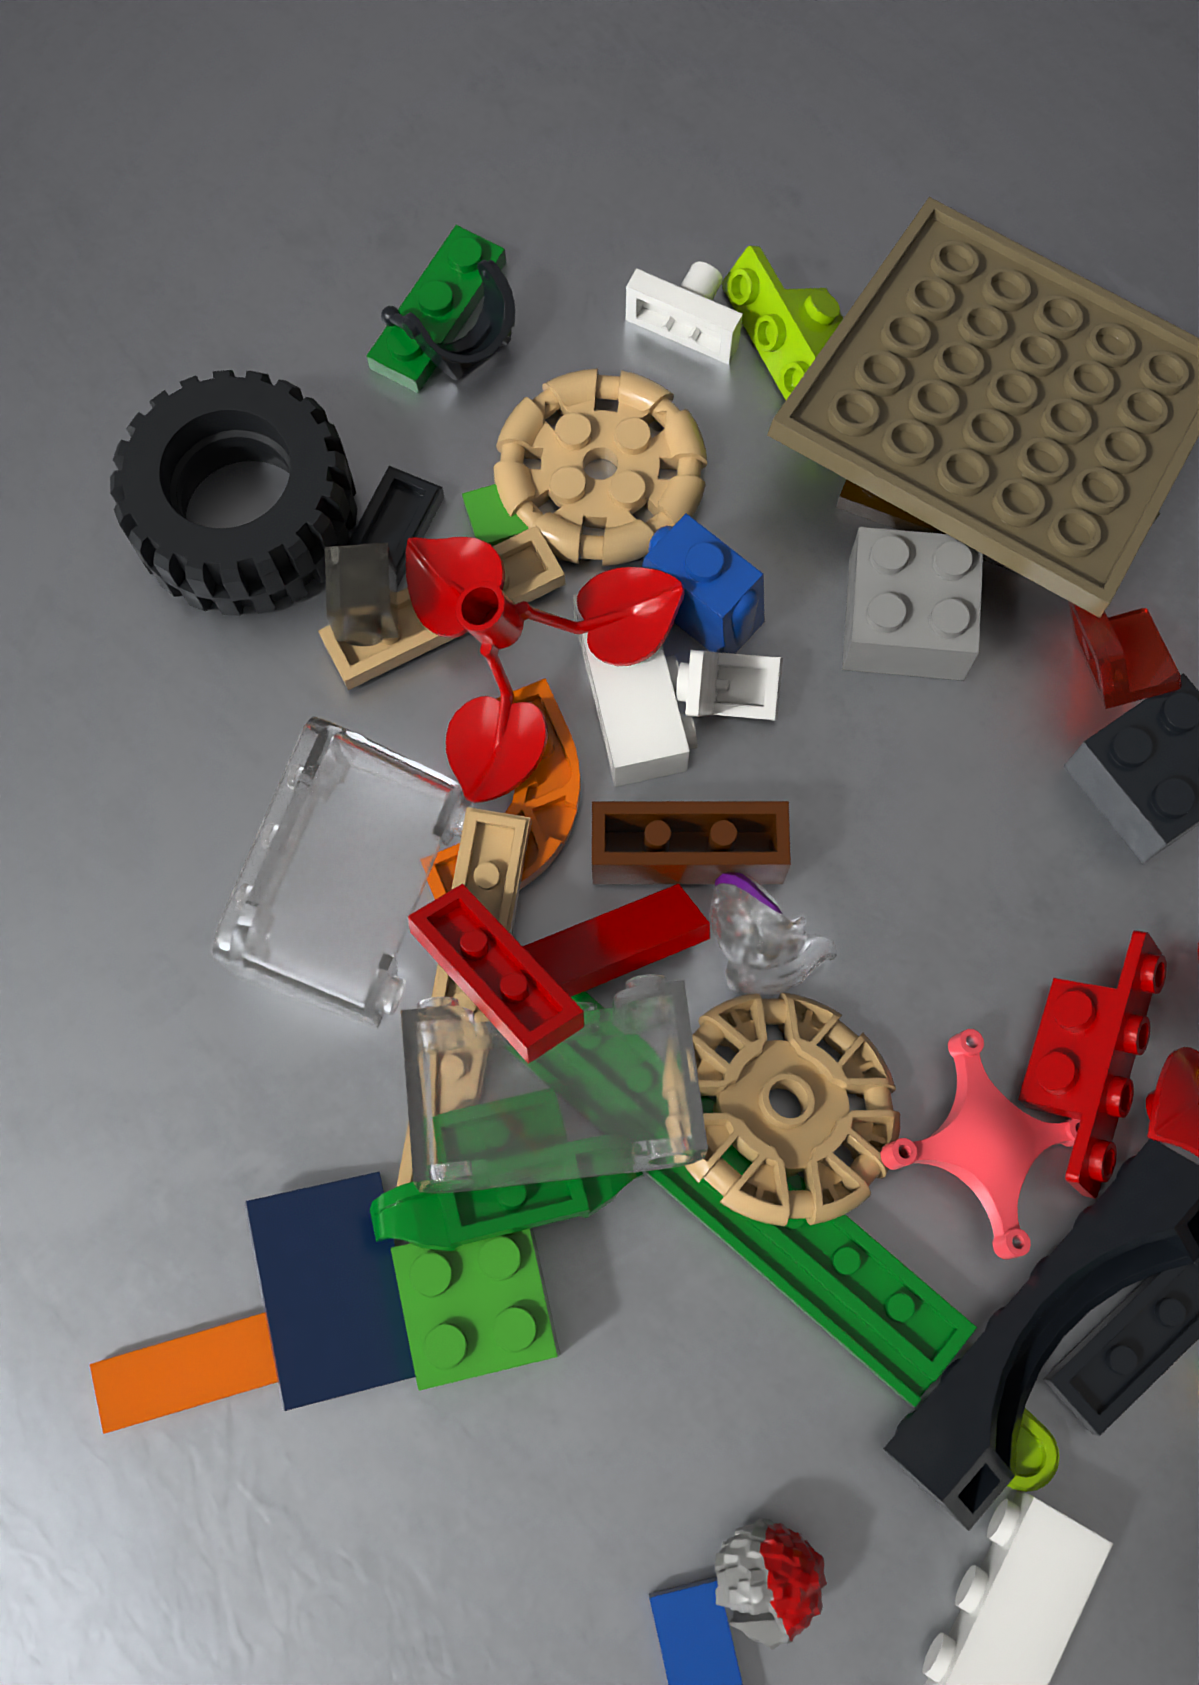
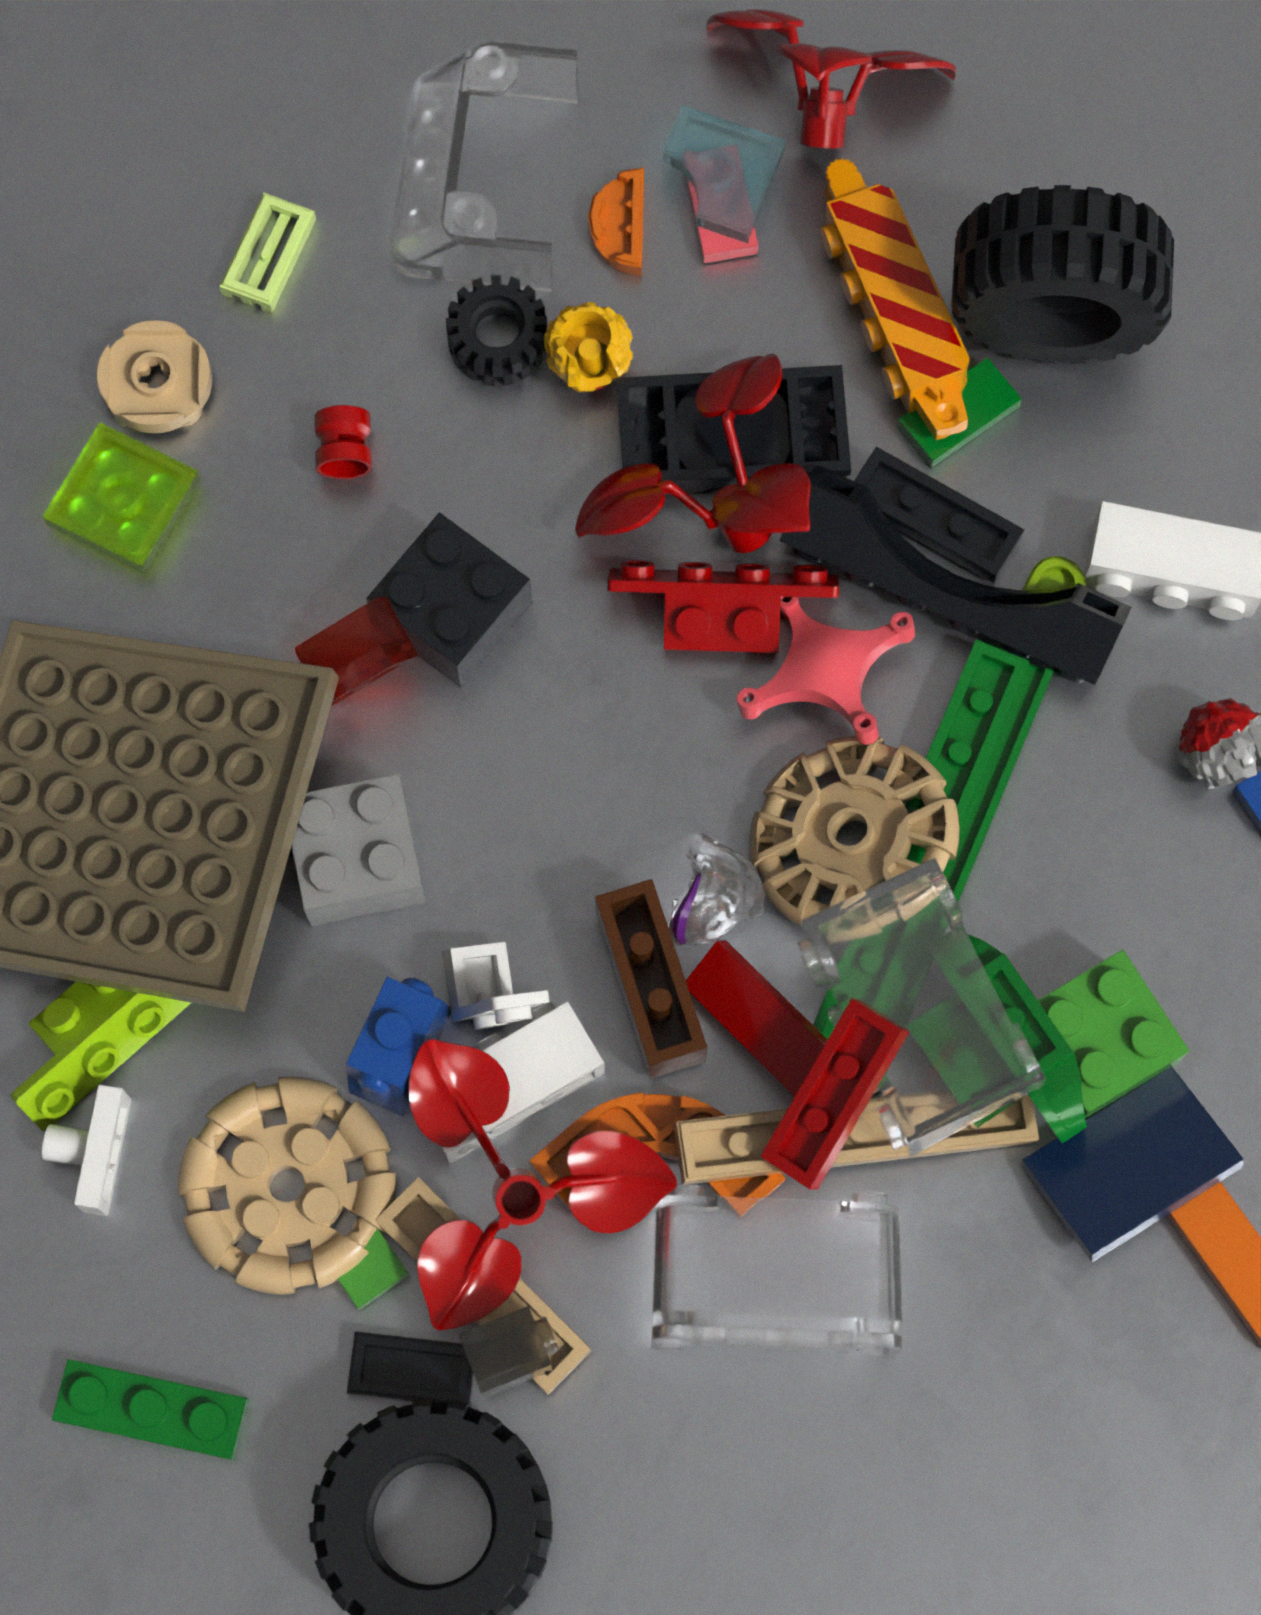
camera: 110 degrees left, 0 degrees up
(490, 331) = (184, 1347): black helmet -> none

